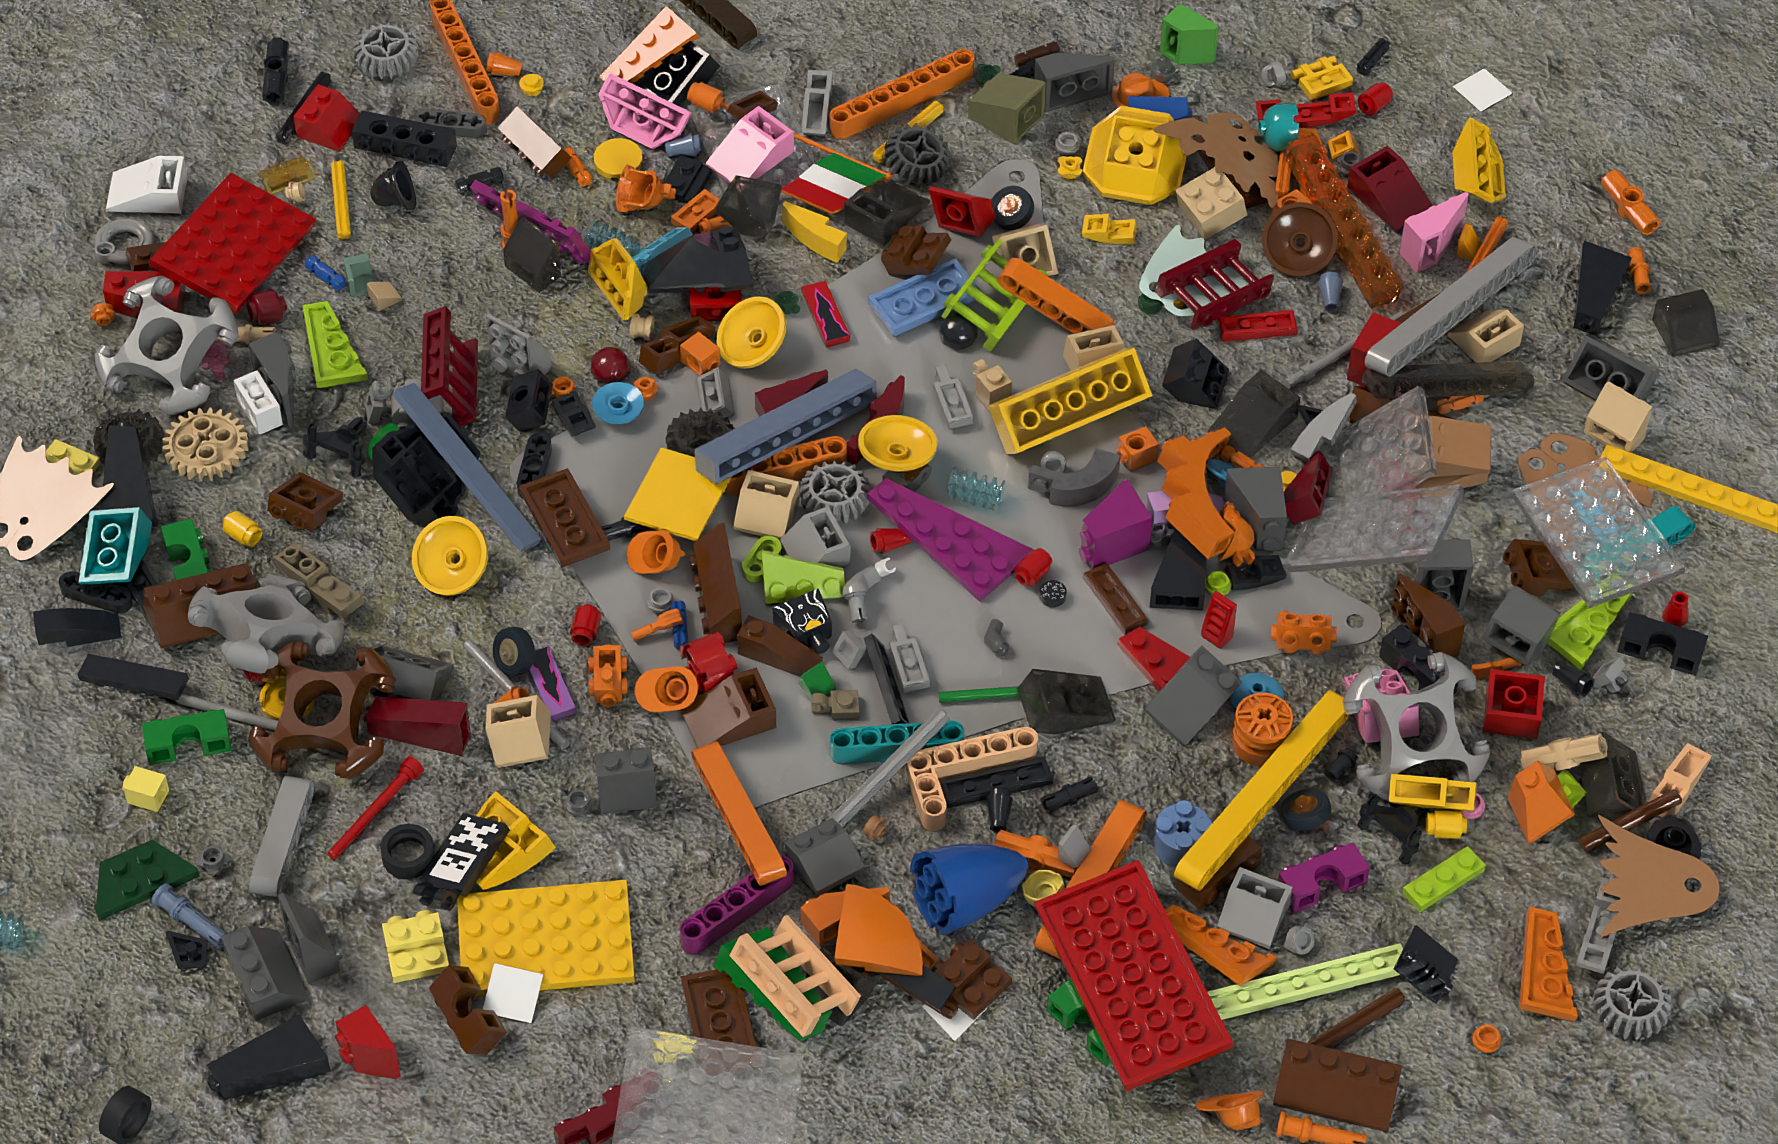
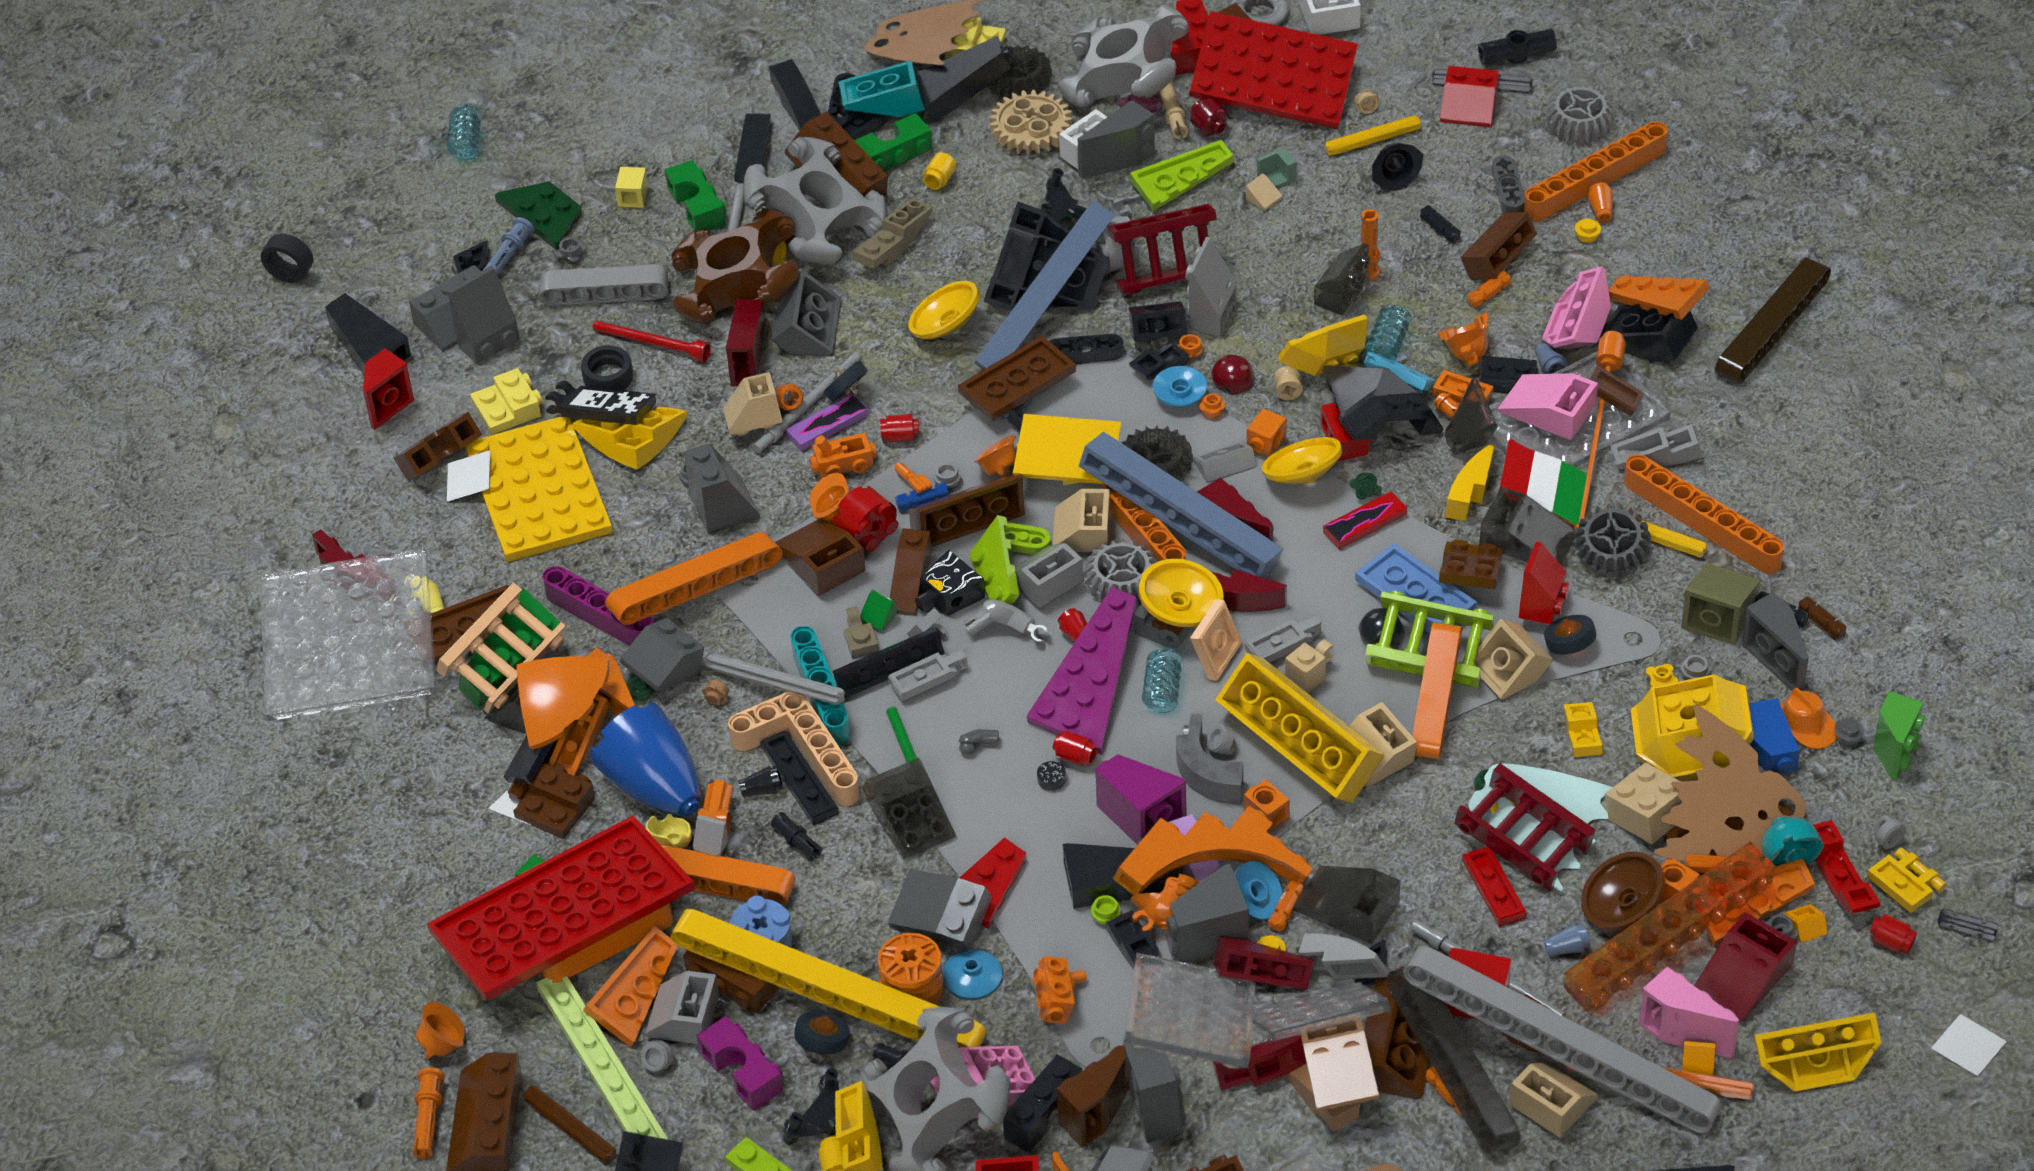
camera: 80 degrees right, 5 degrees down
(278, 177) = (1391, 91): clear yellow slope -> none
(303, 501) = (983, 201): reddish brown plate -> none
(325, 272) = (1281, 140): blue axle -> none
(404, 138) = (1466, 156): black brick -> none
(567, 238) = (1381, 269): magenta wing -> none
(614, 155) = (1514, 317): yellow tile -> none
(665, 351) = (1300, 422): reddish brown slope -> none
(949, 436) = (1216, 640): none -> light nougat plate
(986, 73) = (1771, 580): clear green plate -> none
(1115, 598) = (1061, 829): reddish brown tile -> none
(1195, 375) = (1391, 839): black slope -> none
(1218, 624) = (1046, 913): red slope -> none

